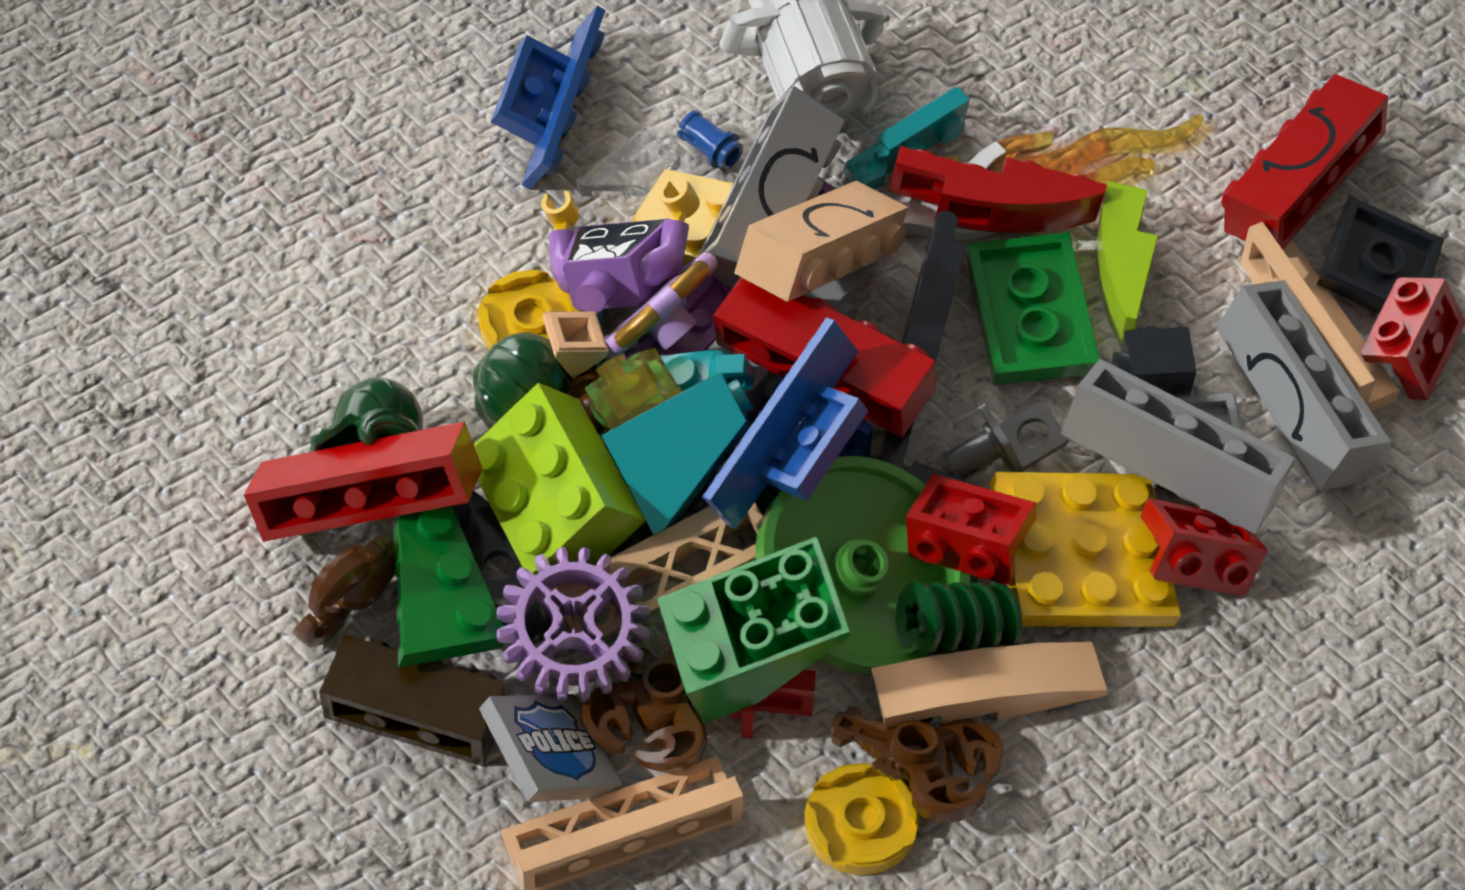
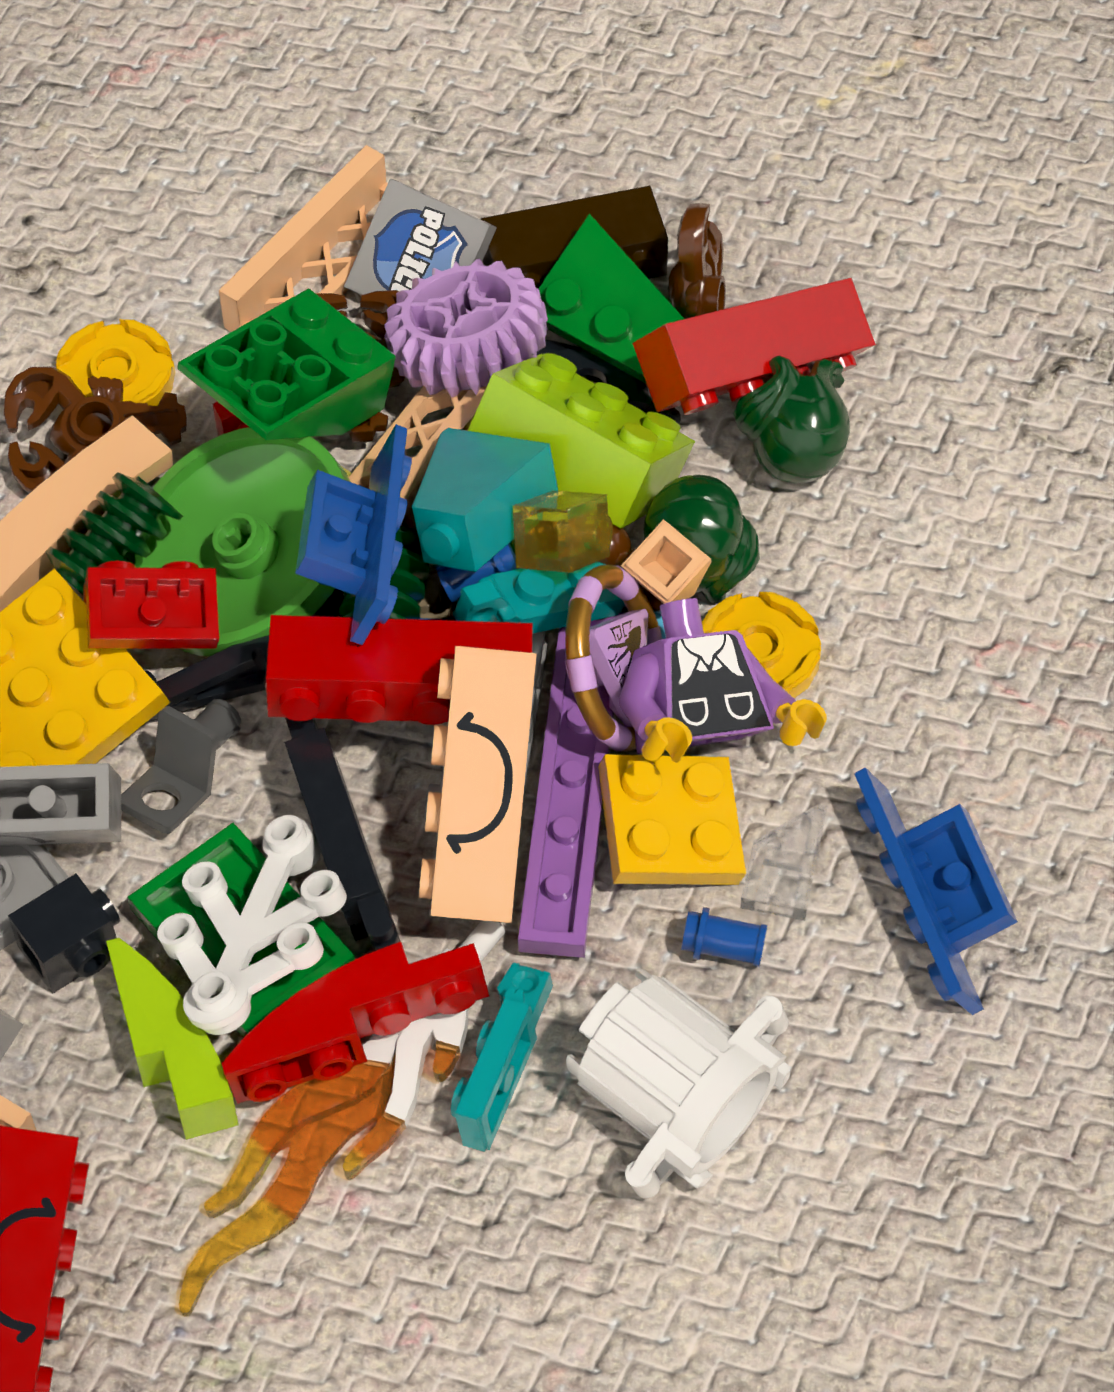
camera: 150 degrees right, 0 degrees up
(775, 175) = (591, 851): light grey brick -> none
(1036, 262) = (222, 995): none -> white plant

